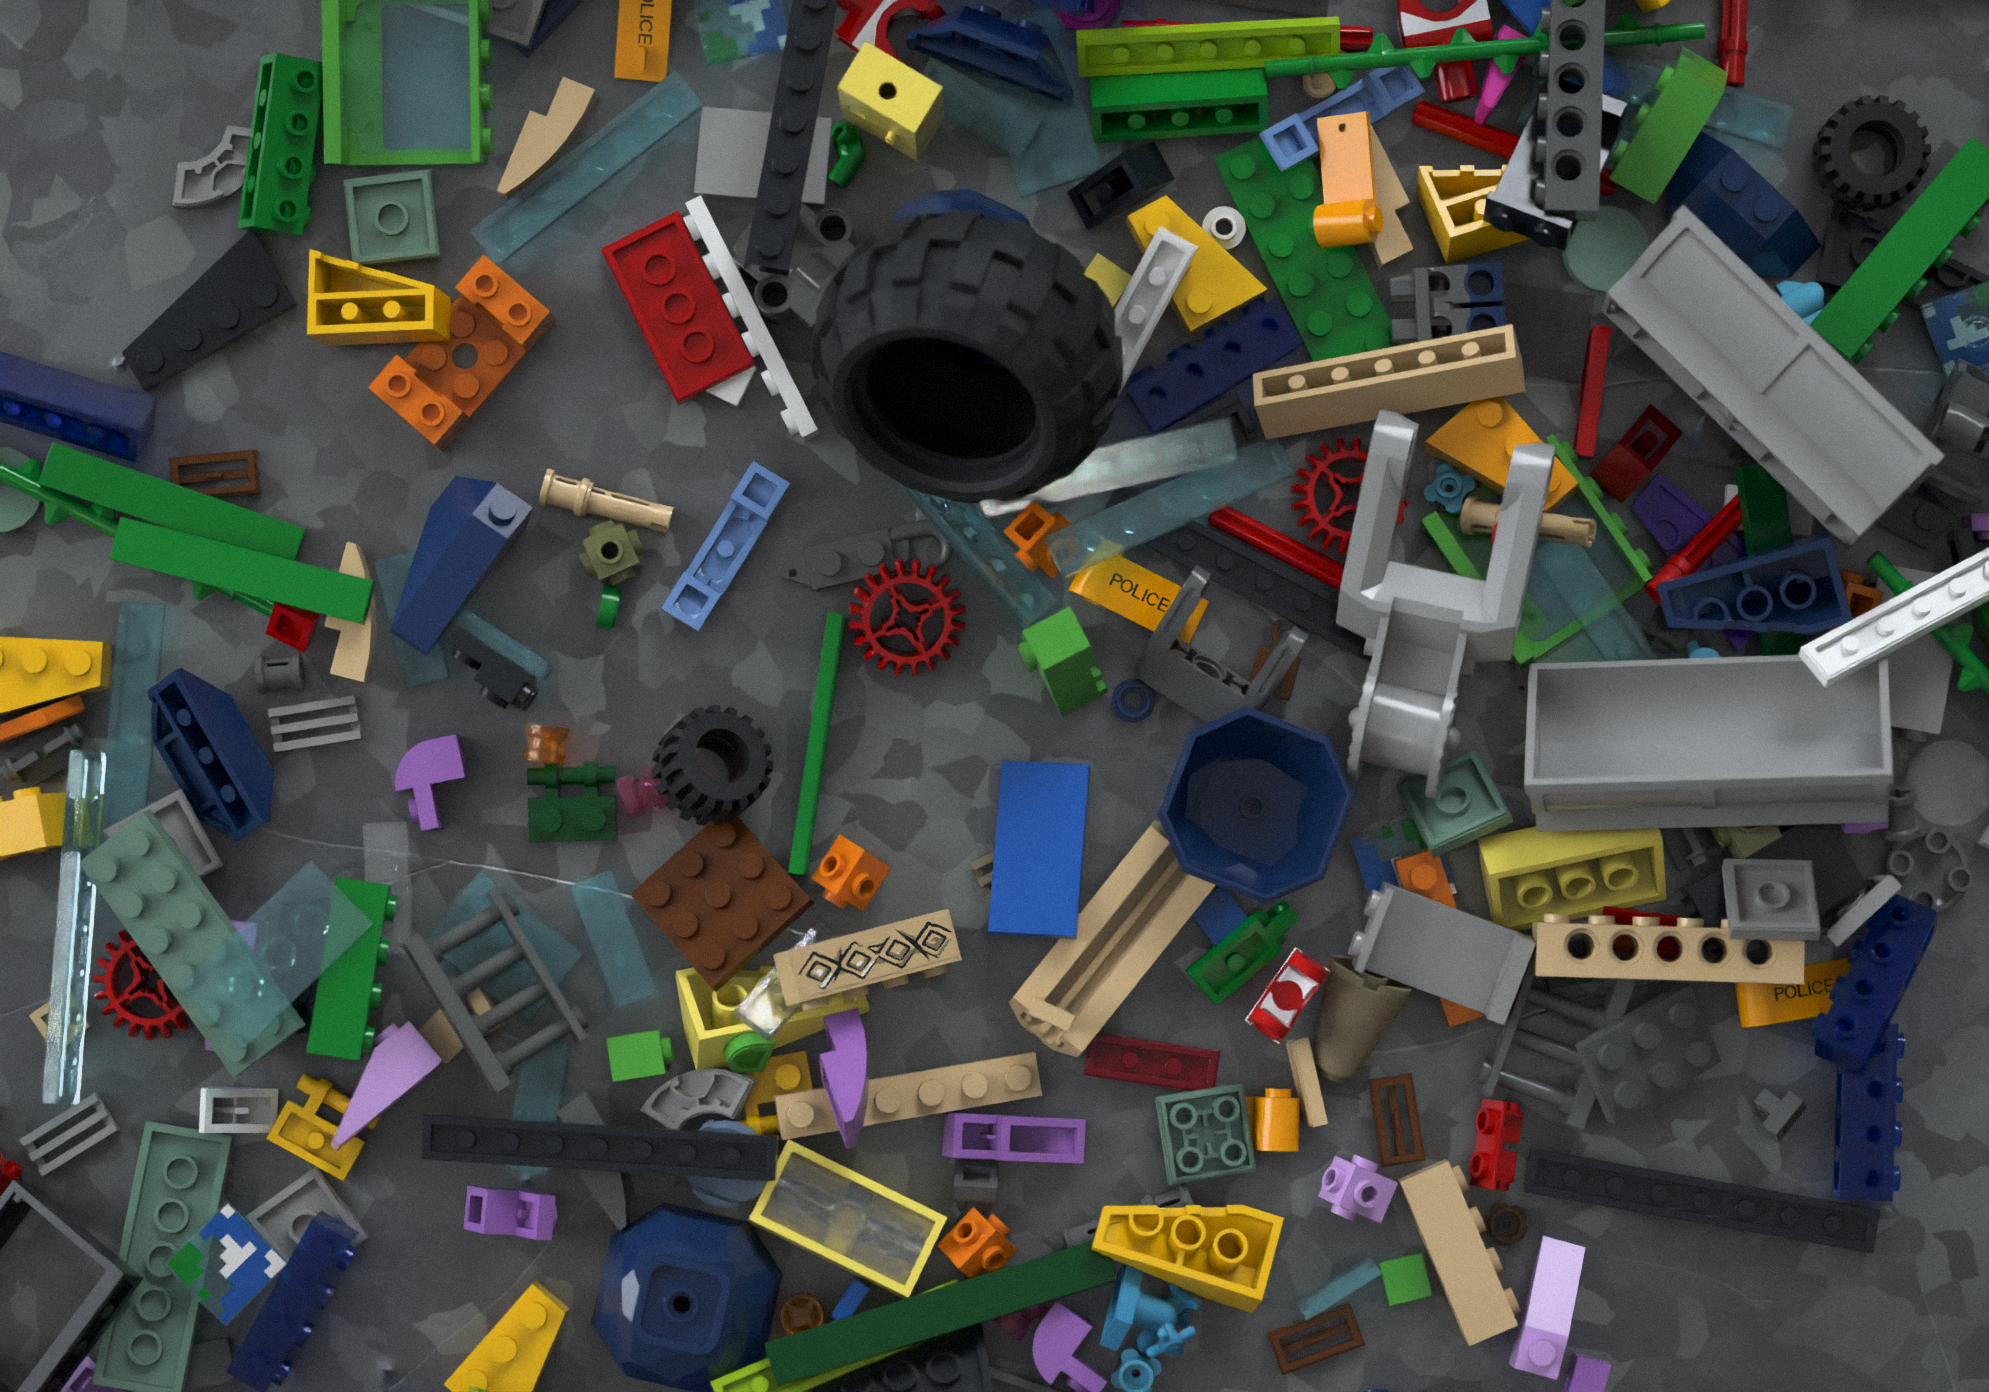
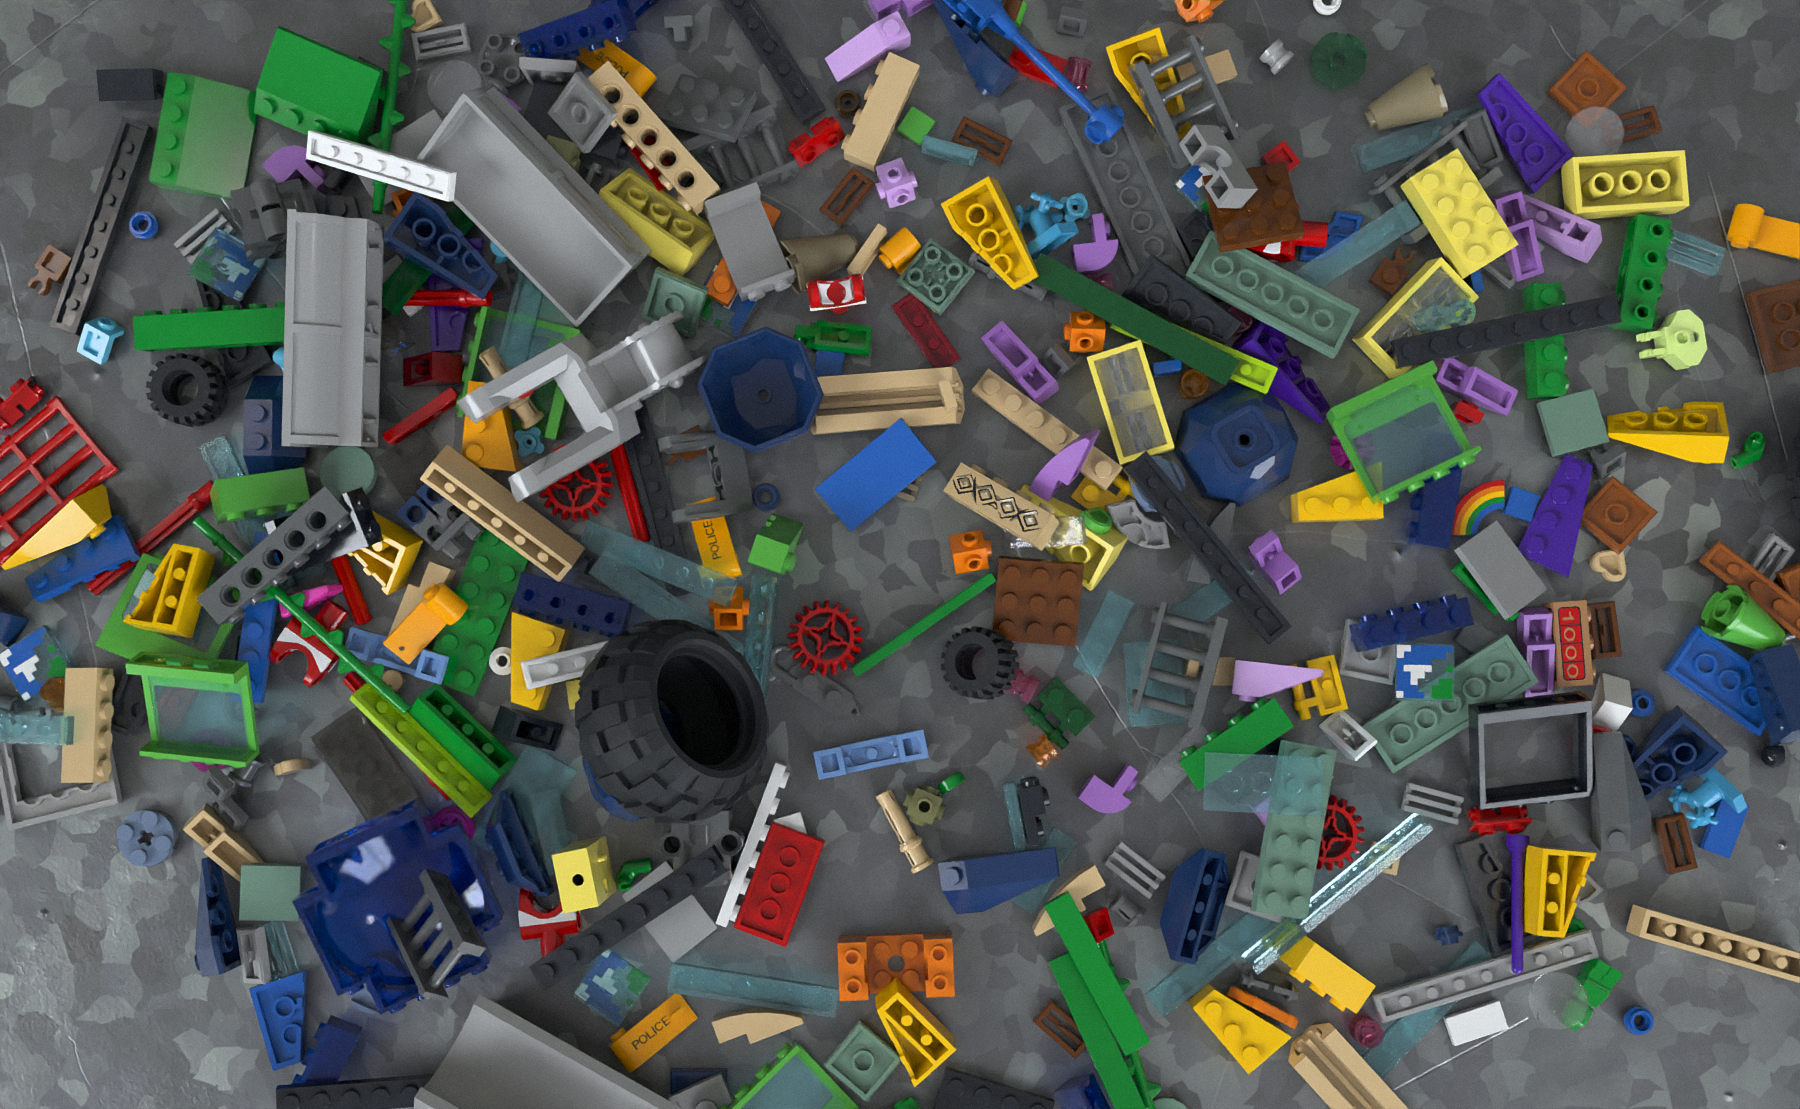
camera: 130 degrees left, 0 degrees up
(639, 1055) = (1145, 571): bright green brick -> none

